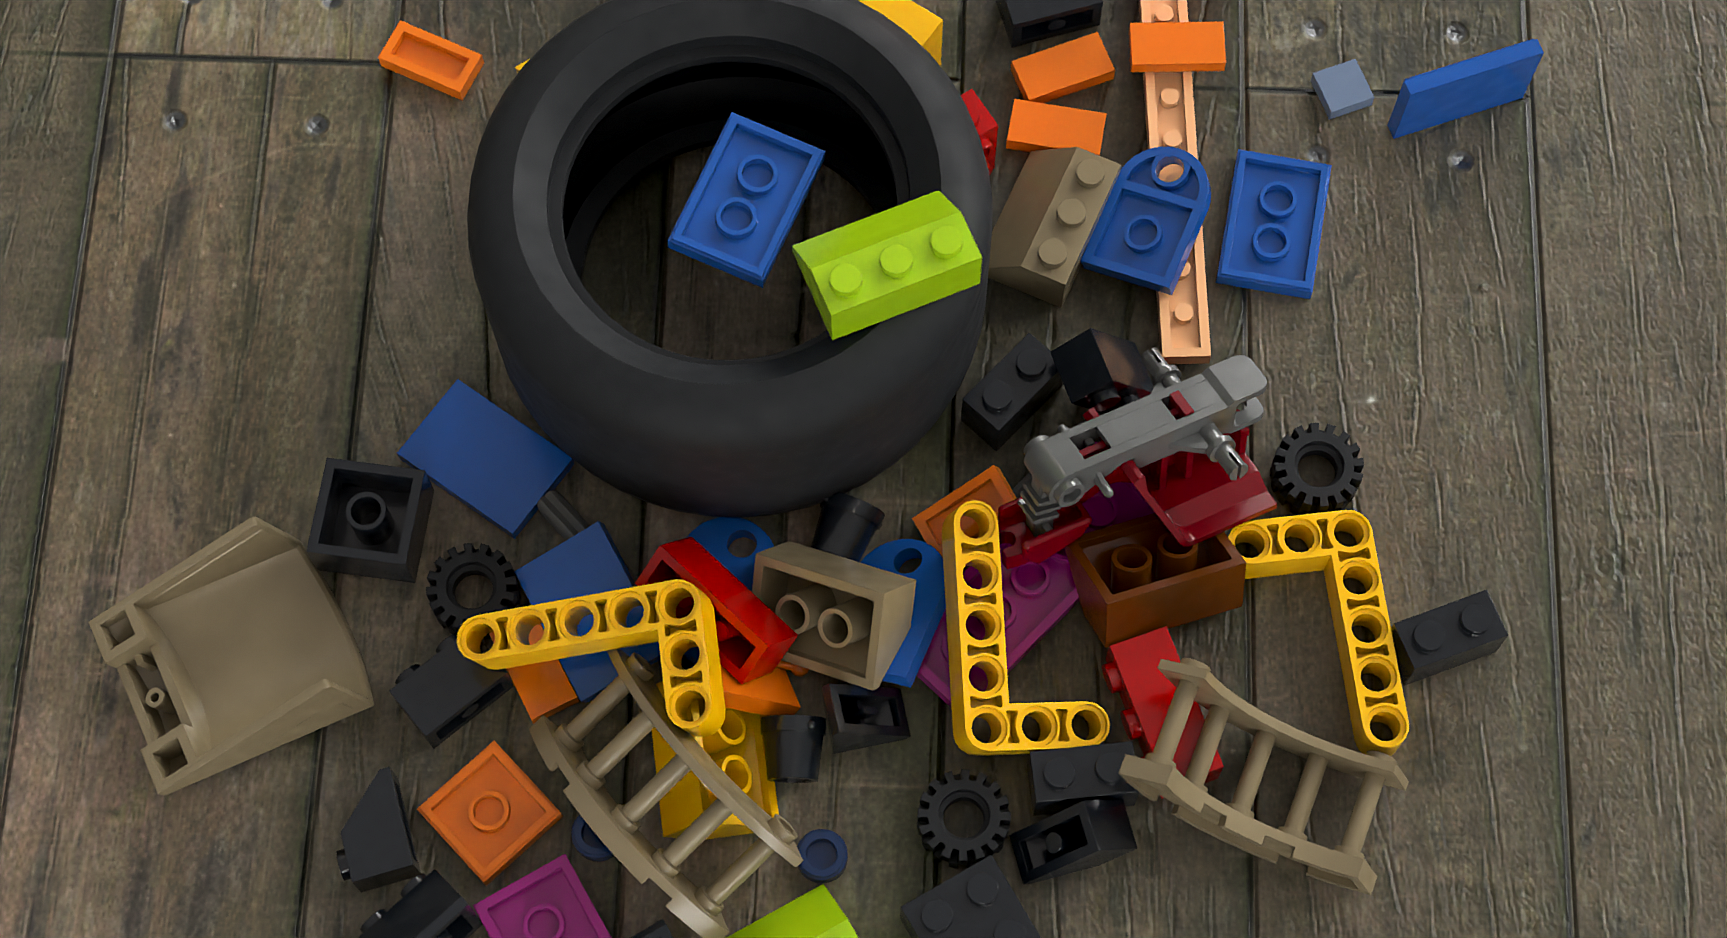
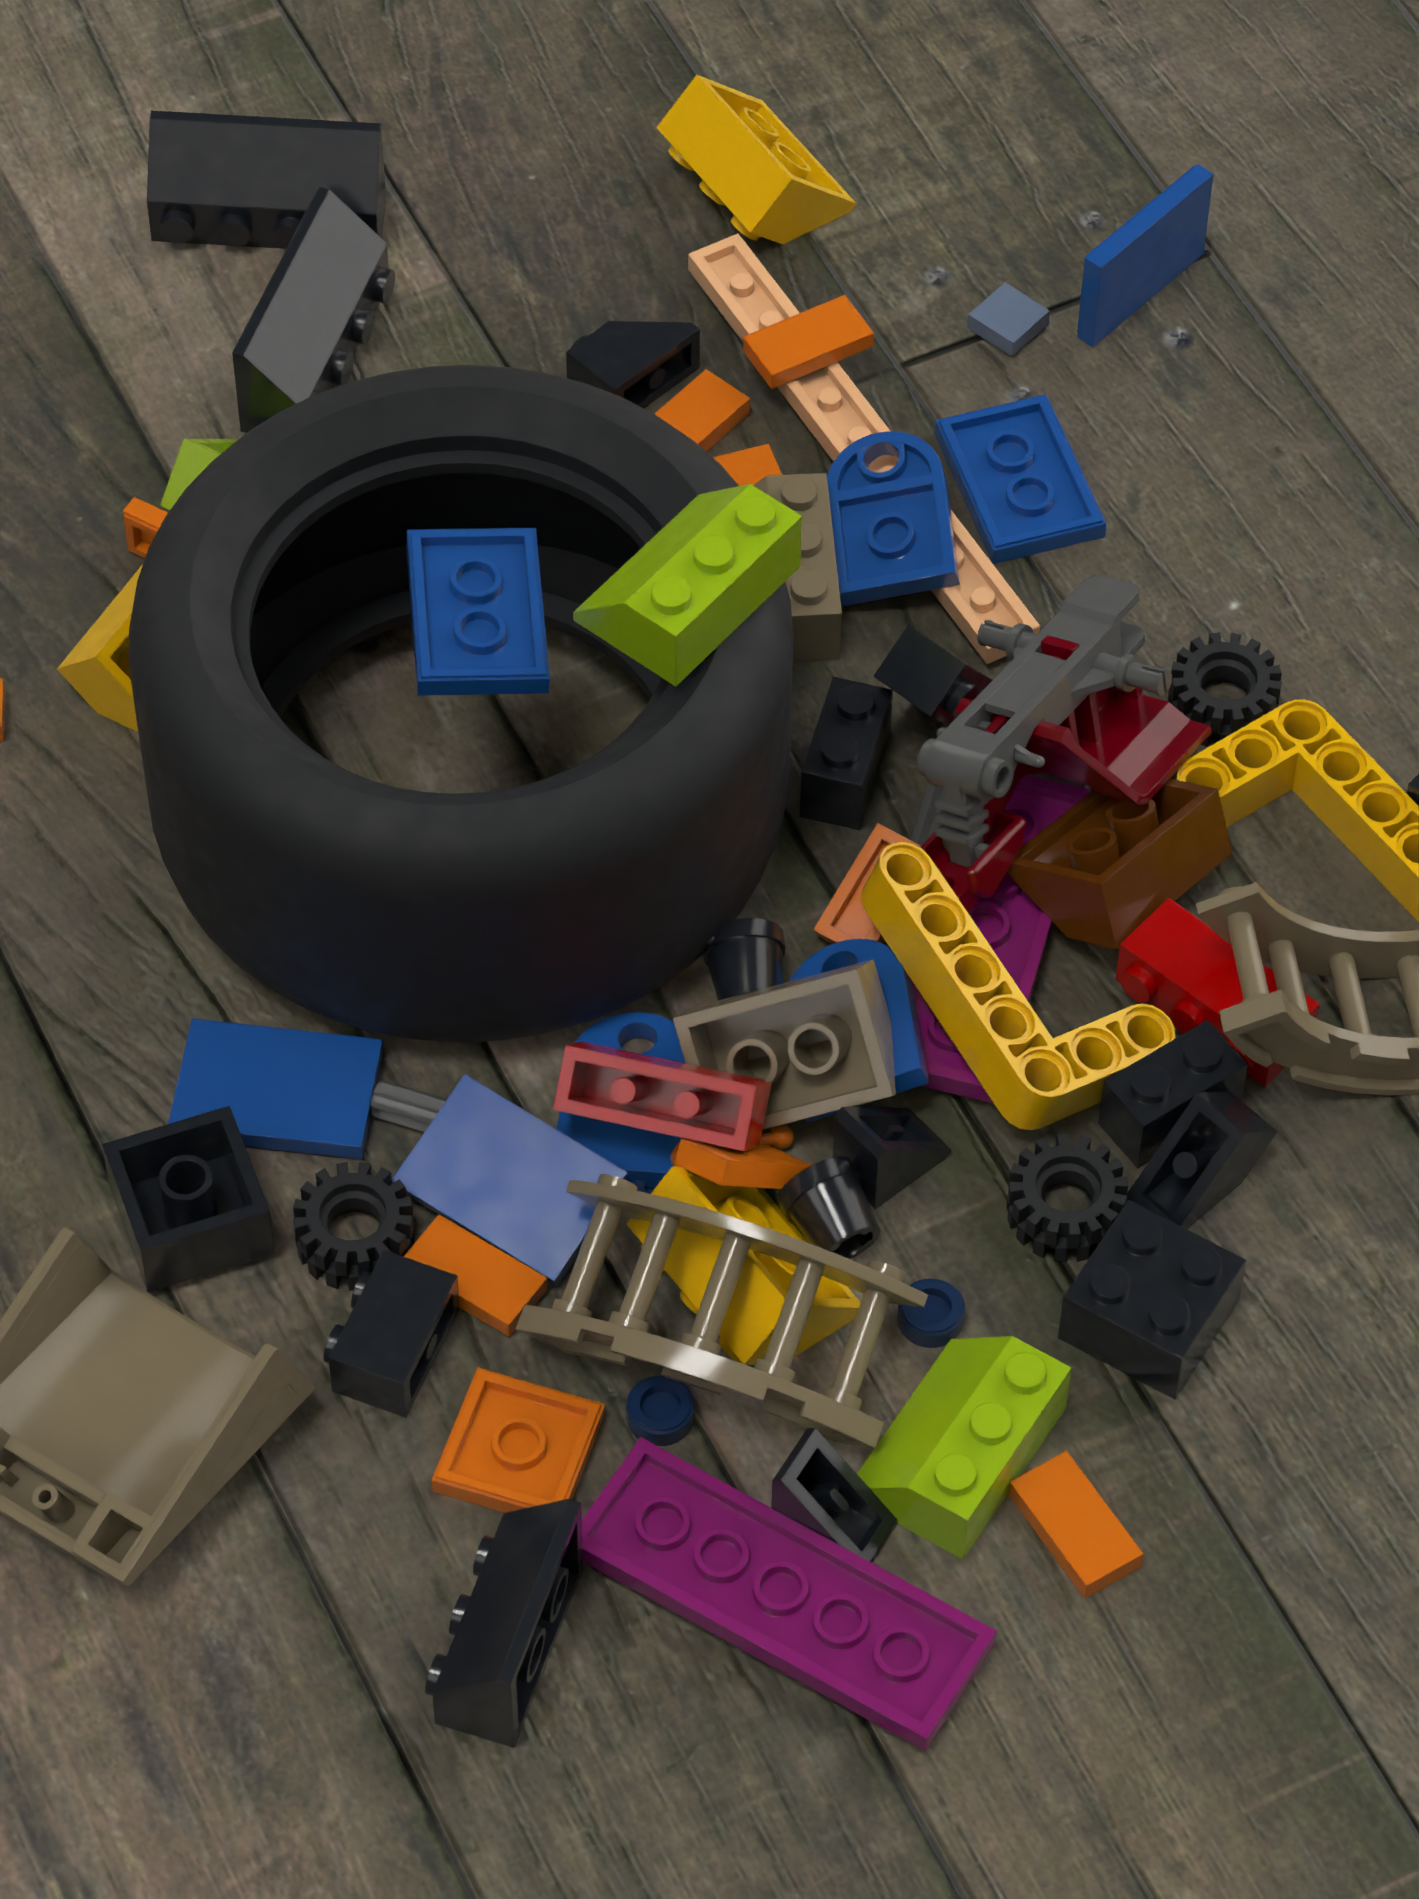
camera: 30 degrees left, 15 degrees down
(378, 837) = (412, 1526): black slope -> none
(610, 633) = (568, 1158): yellow beam -> none

